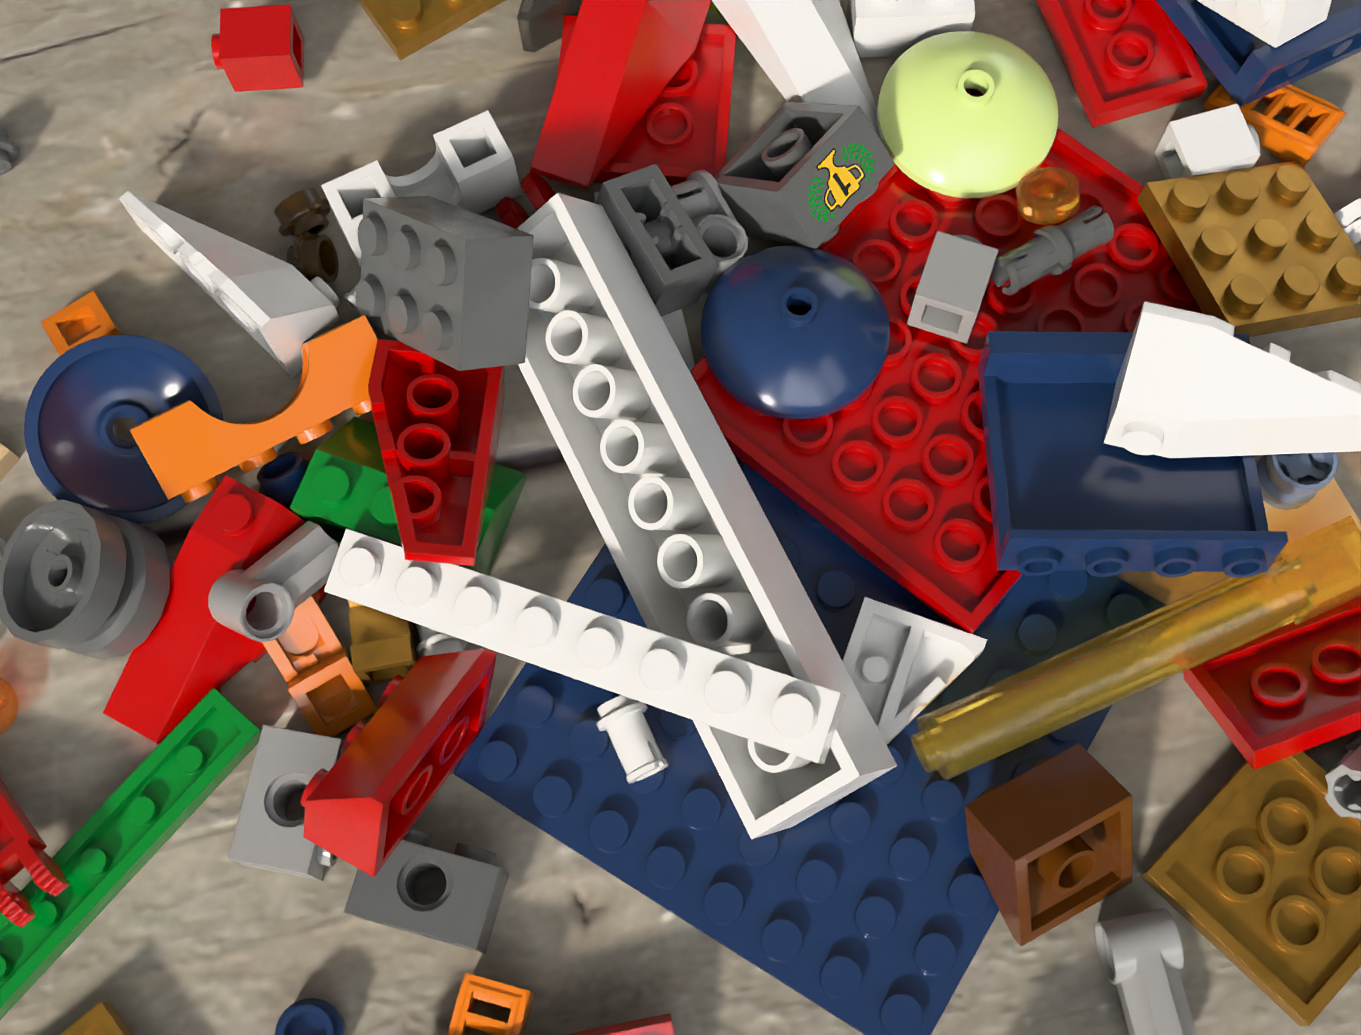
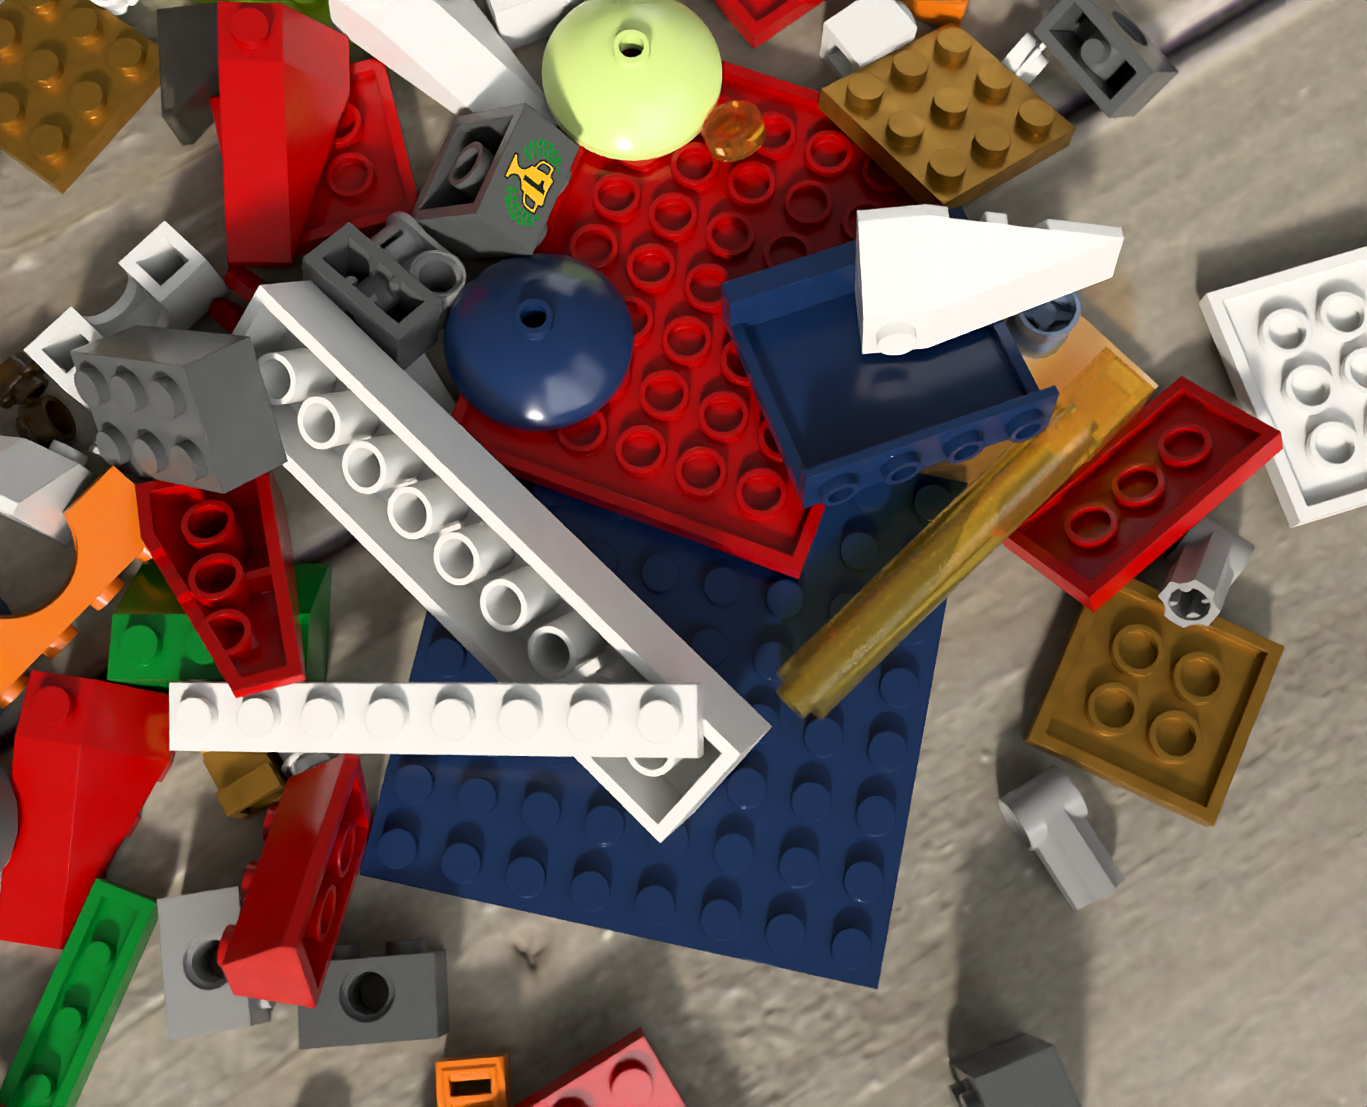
camera: 20 degrees left, 5 degrees up
(278, 580) = (123, 755): light grey piece -> none
(282, 477) = (90, 650): dark blue plate -> none
(320, 672) = (188, 821): orange slope -> none
(631, 737) = (517, 786): white pin -> none
(904, 662) = (744, 624): white wing -> none
(952, 286) = (673, 248): light grey brick -> none
(1052, 250) = (754, 182): dark grey pin -> none
(1052, 841) = (934, 741): reddish brown slope -> none

